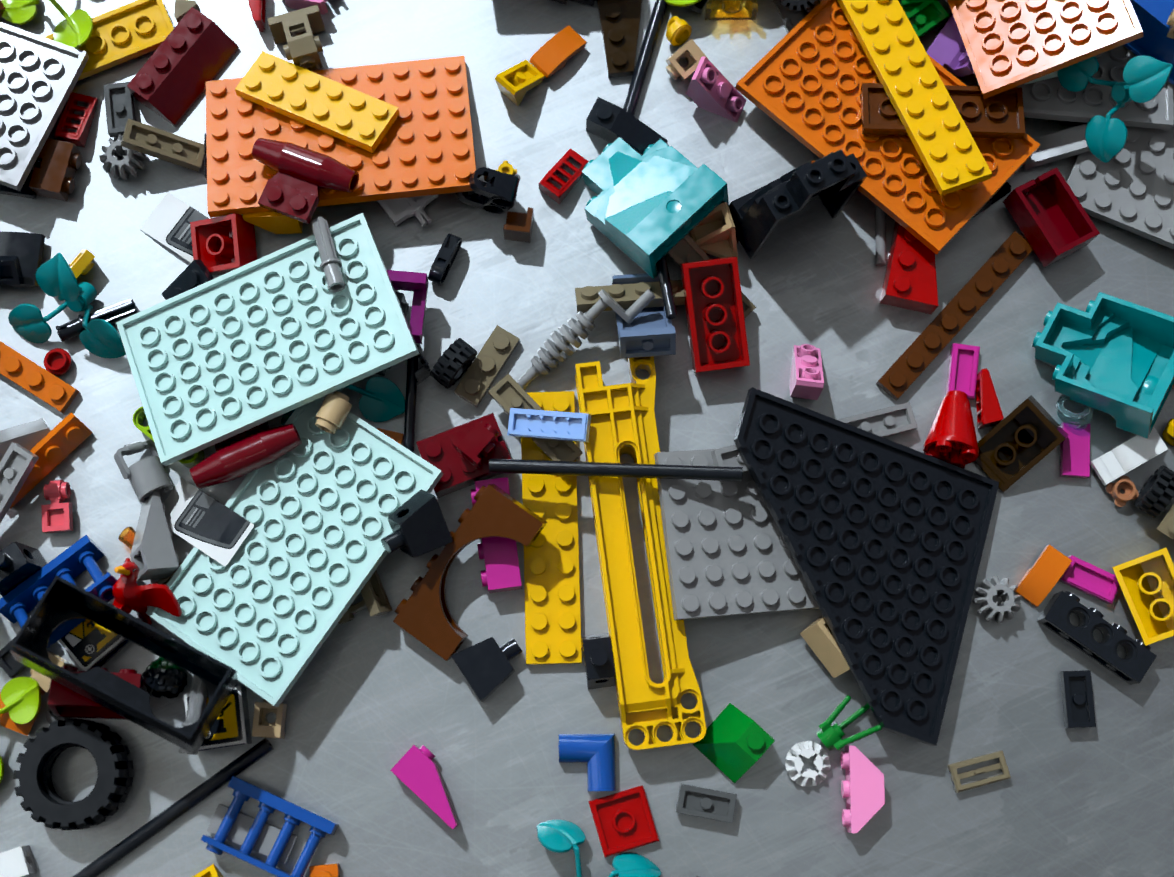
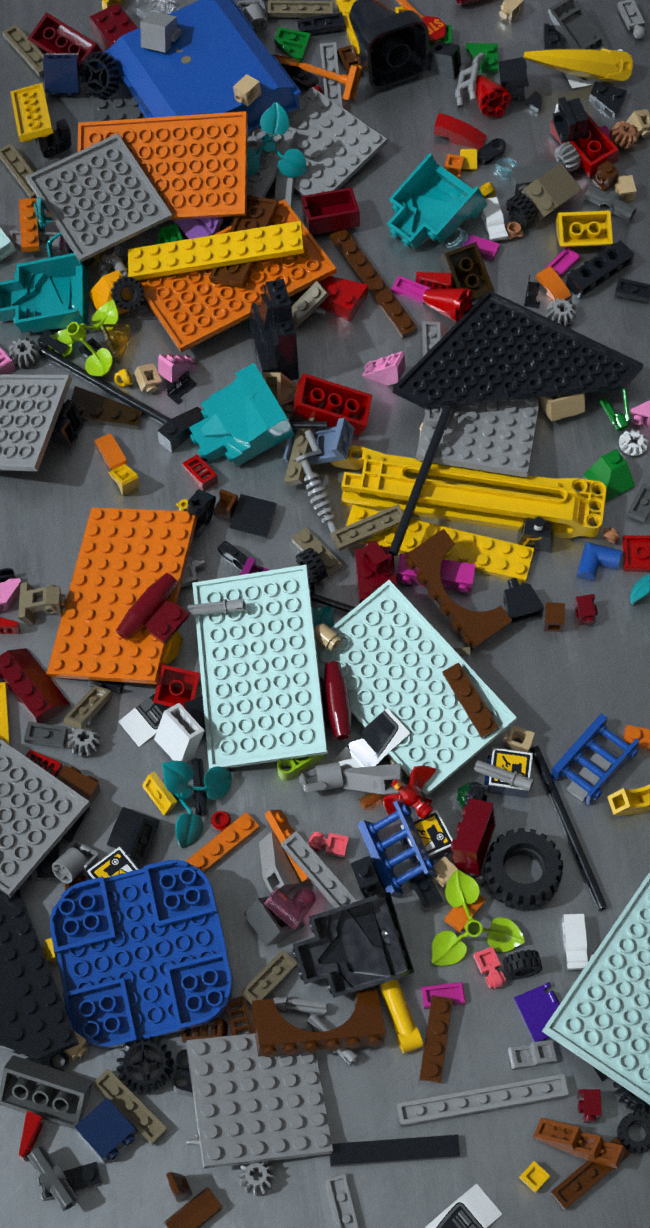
camera: 70 degrees left, 15 degrees down
(67, 602) = (486, 745): black piece -> none
(147, 268) = (179, 733): none -> white brick
(283, 634) = (470, 700): none -> reddish brown plate
(317, 101) = (95, 598): yellow plate -> none
(417, 526) = (422, 599): black torso -> none
(423, 778) = (587, 657): dark pink slope -> none
(476, 719) = (554, 617): none -> reddish brown panel
(500, 762) = (585, 609): none -> dark red brick
(516, 265) = (253, 516): none -> black slope
(549, 425) = (376, 513): light blue plate -> none
(635, 768) = (611, 535): none -> nougat plate
(693, 115) = (184, 388): none -> black piece
(871, 230) = (308, 303): none -> dark tan plate
(1022, 549) = (532, 293): none -> black piece

